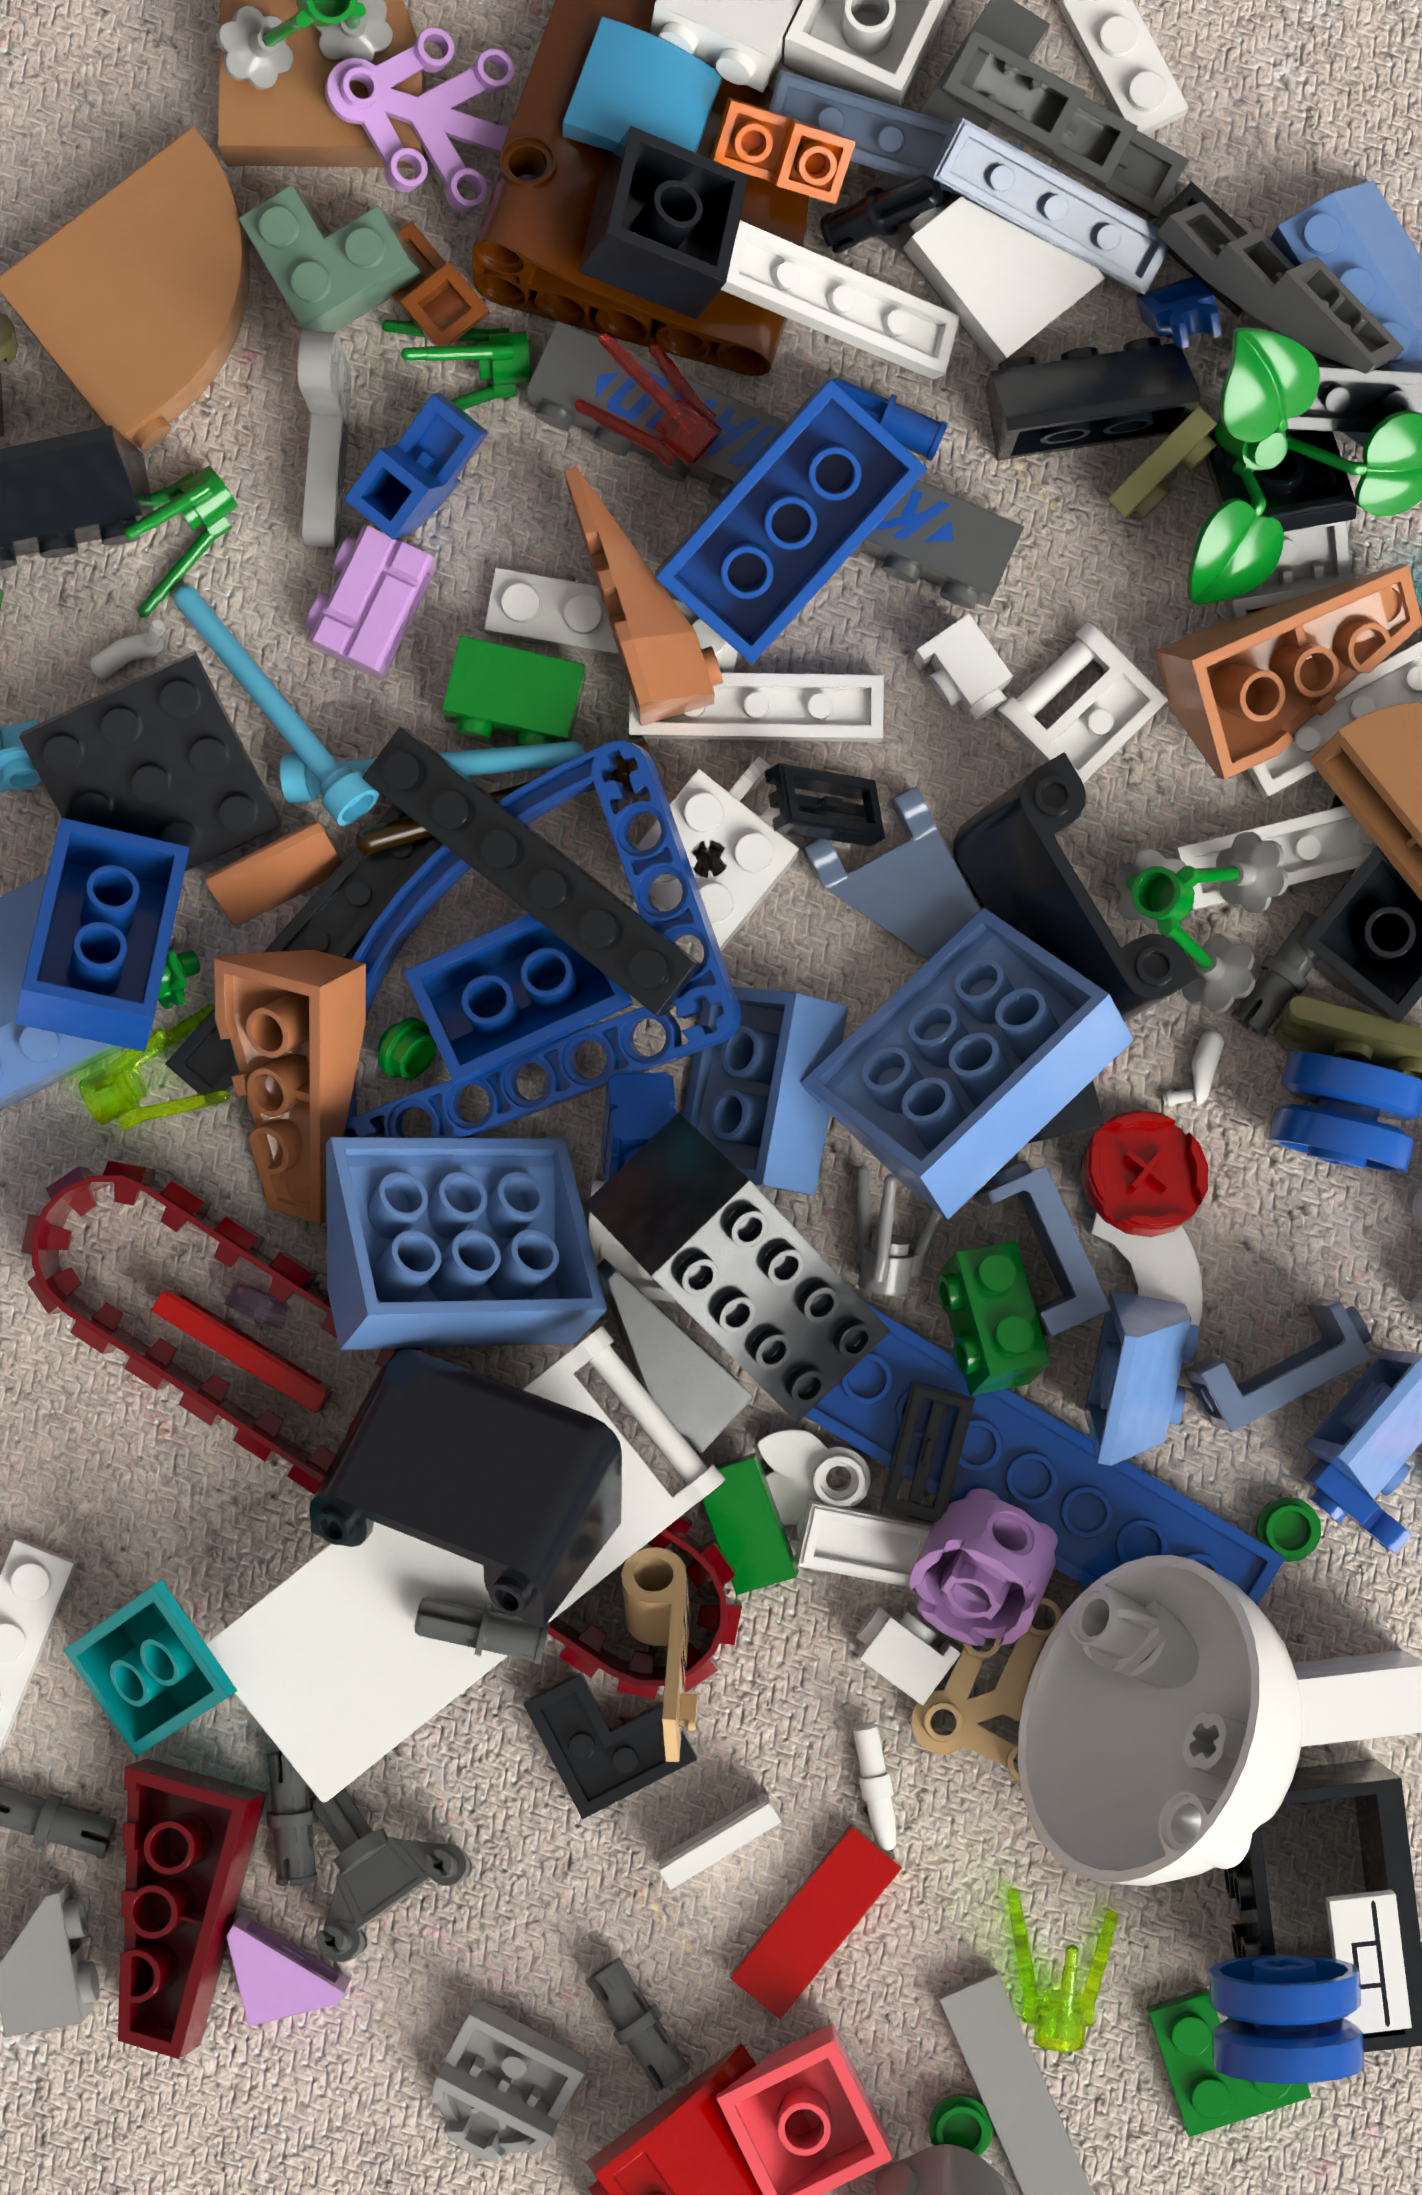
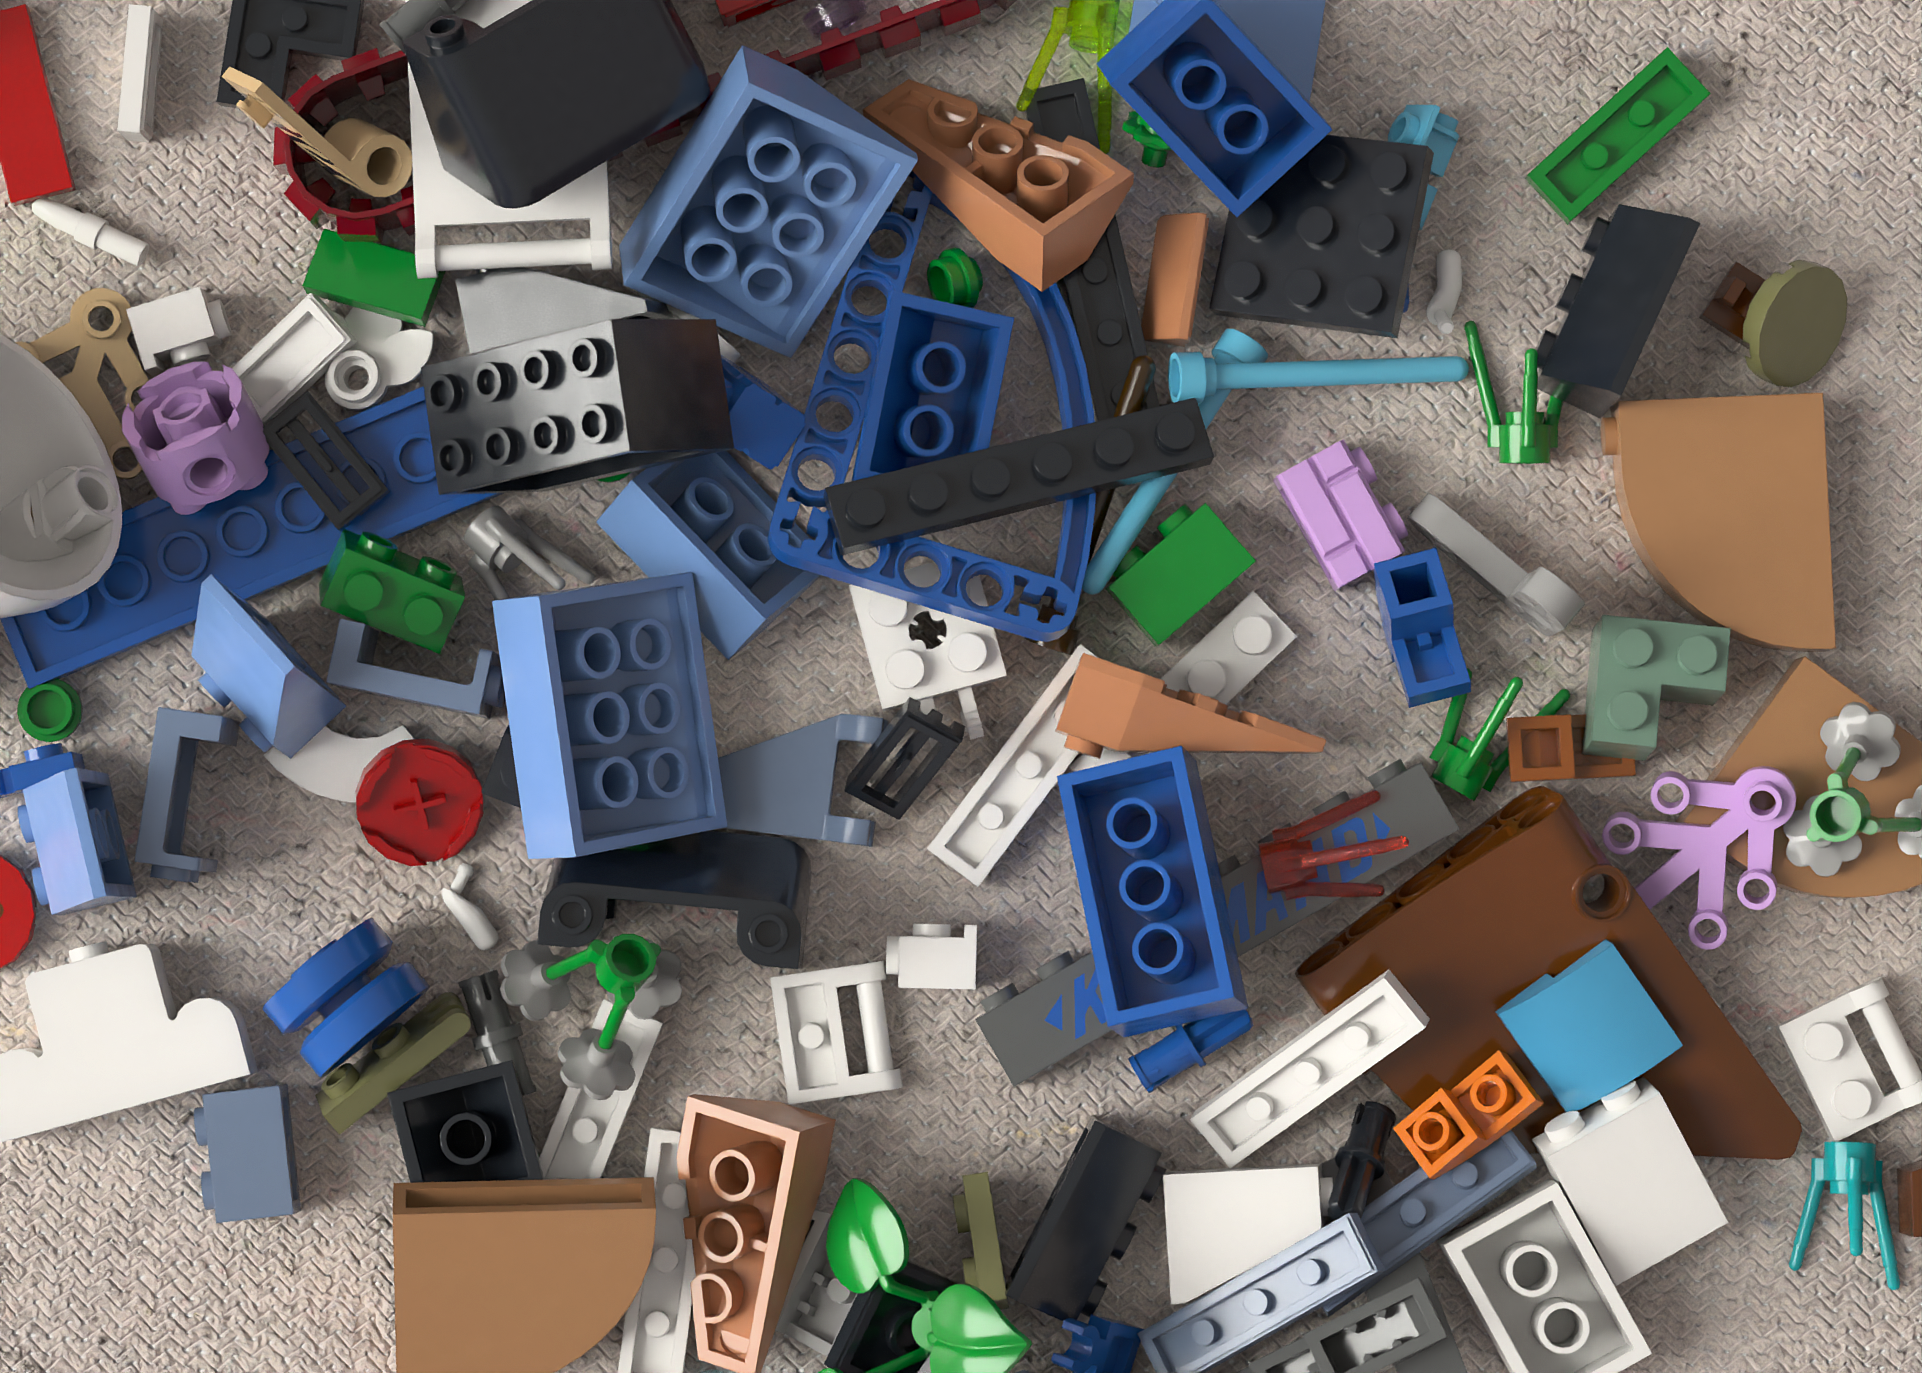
camera: 125 degrees right, 0 degrees up
(663, 223) = (1468, 964): black brick -> none

